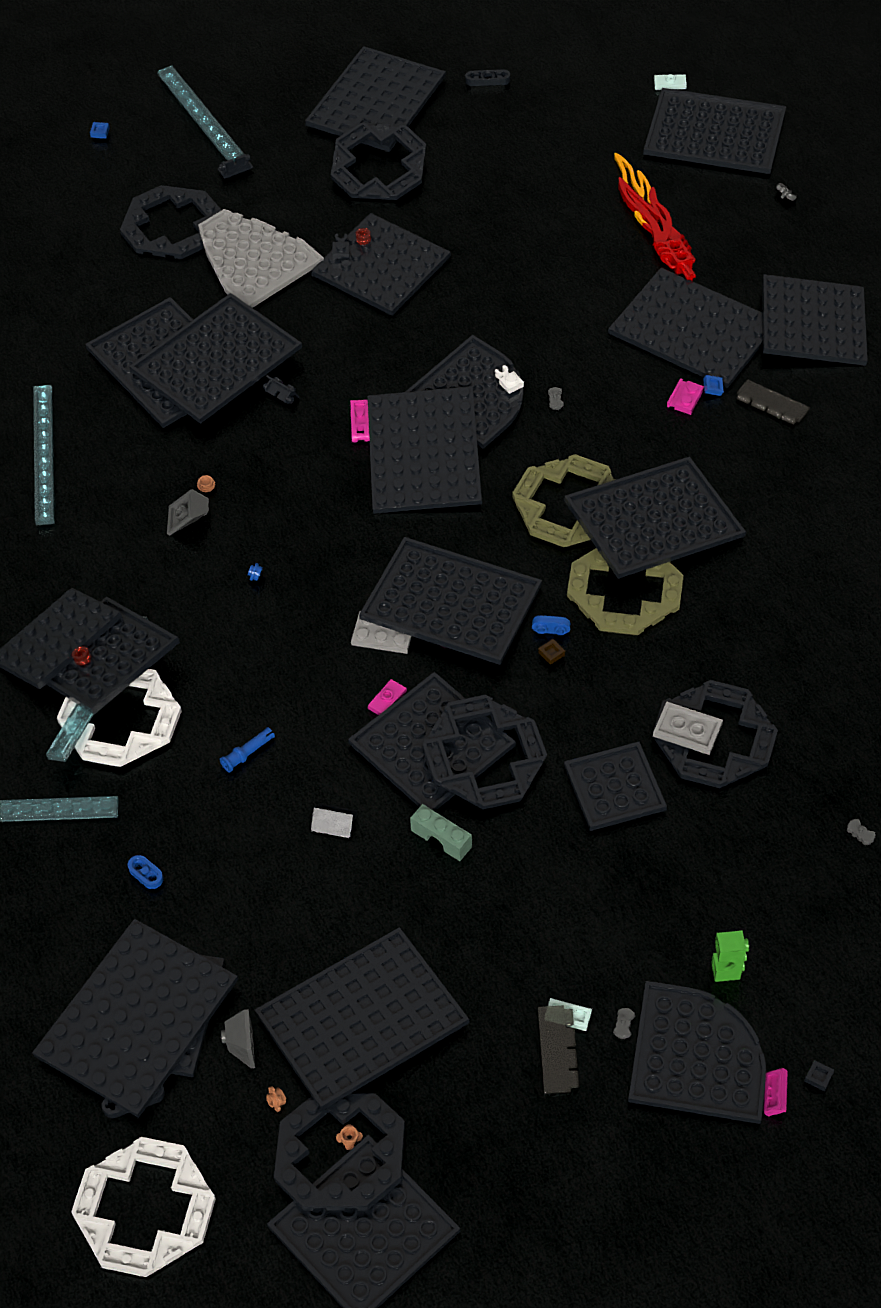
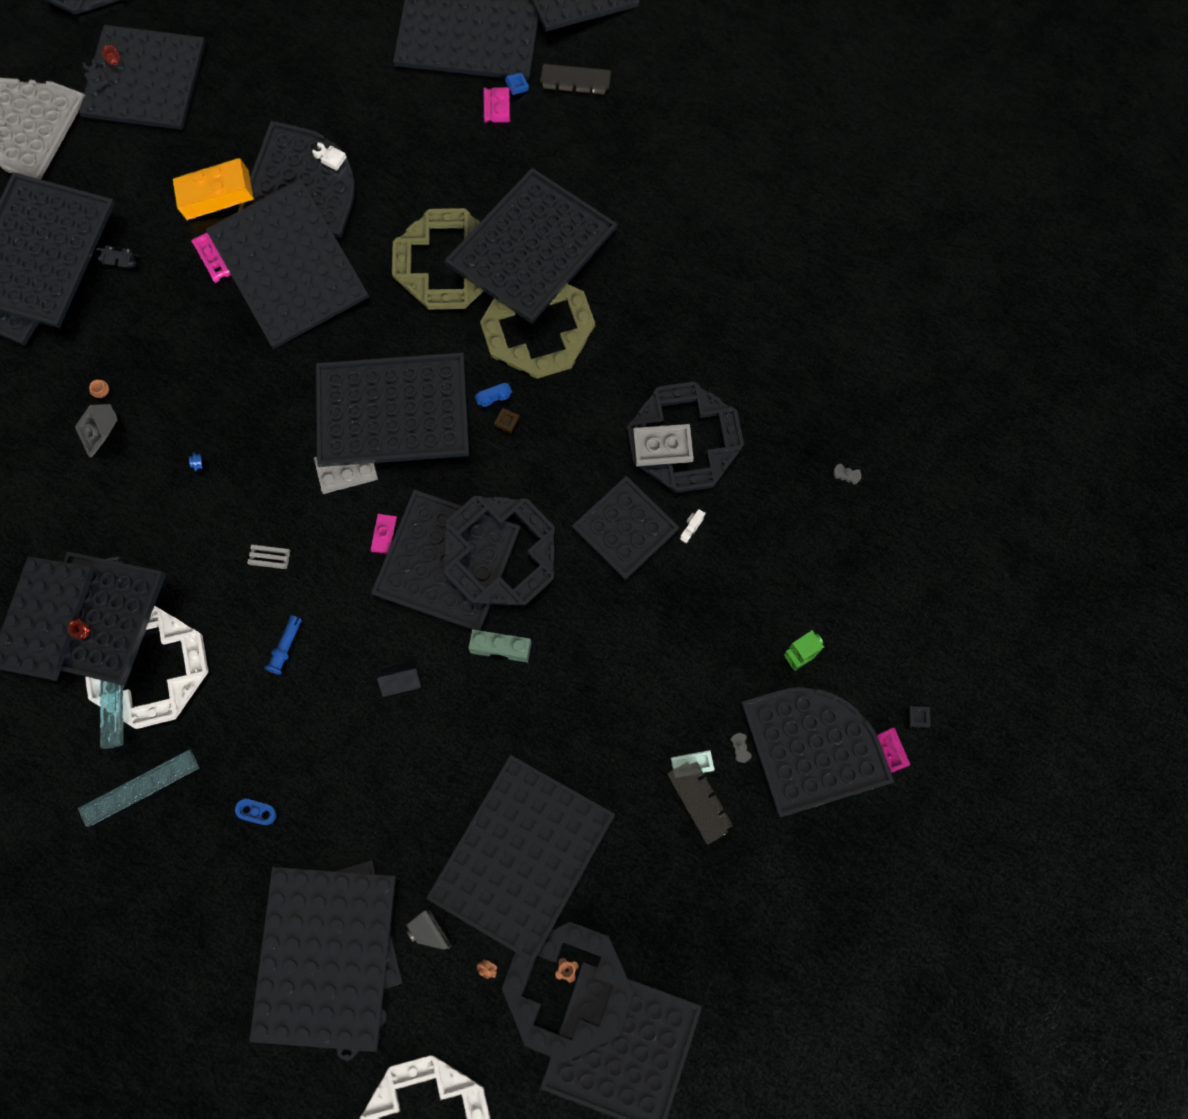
camera: 30 degrees left, 20 degrees up
(277, 671) = (253, 554): none -> light grey tile
(391, 367) = (213, 189): none -> light orange brick
(555, 398) = (380, 156): dark grey piece -> none
(683, 809) = (694, 521): none -> white plate

